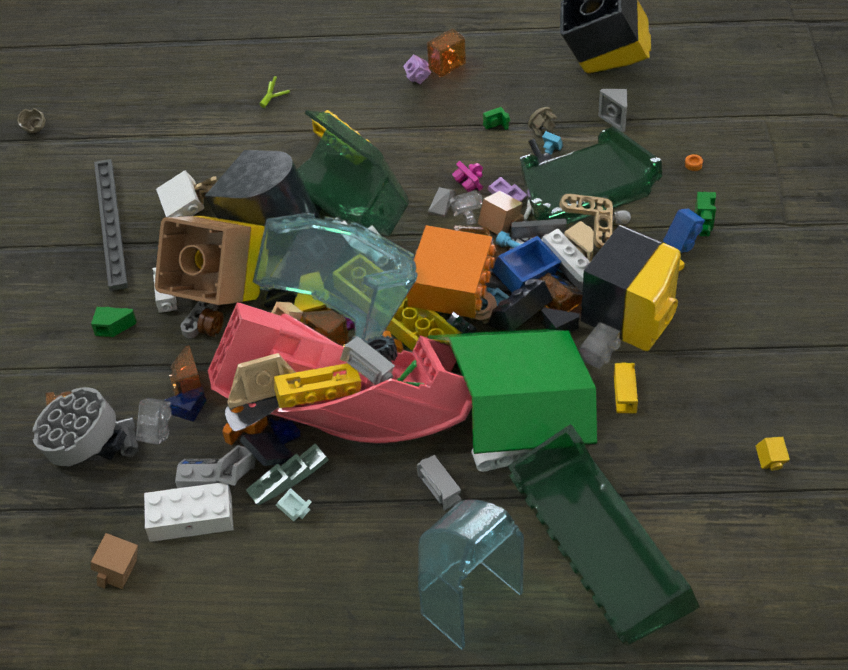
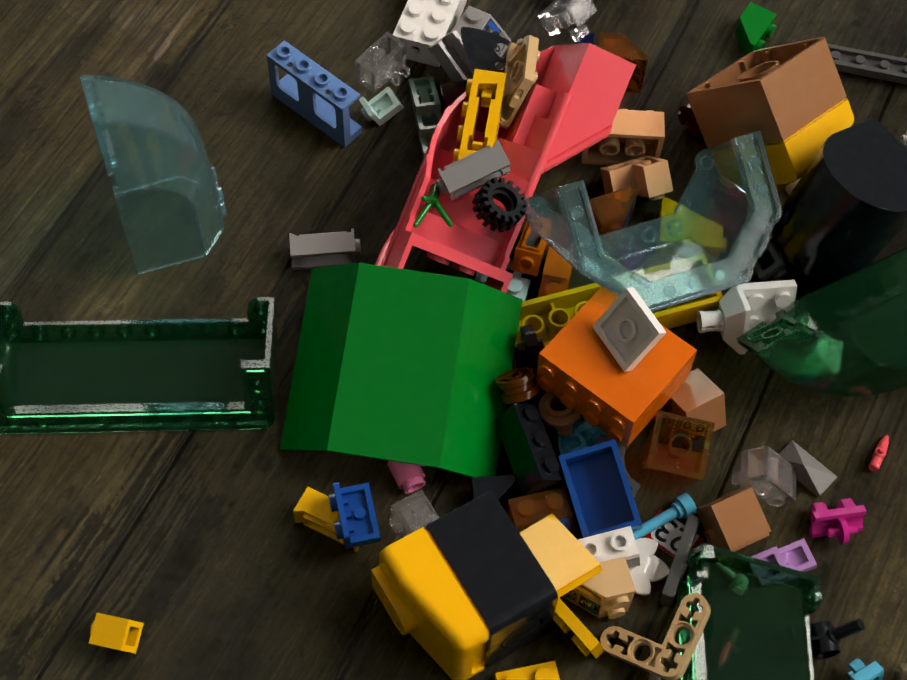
camera: 110 degrees right, 10 degrees up
(255, 518) = (382, 62): none -> clear brick
(313, 538) = (306, 90): none -> medium blue window
(412, 175) = (879, 454): none -> coral helmet
(441, 245) = (629, 329): none -> white tile
(494, 321) = (517, 385): none -> reddish brown wheel
(581, 255) = (560, 554): none -> yellow tile
(622, 363) = (356, 515): none -> blue bracket

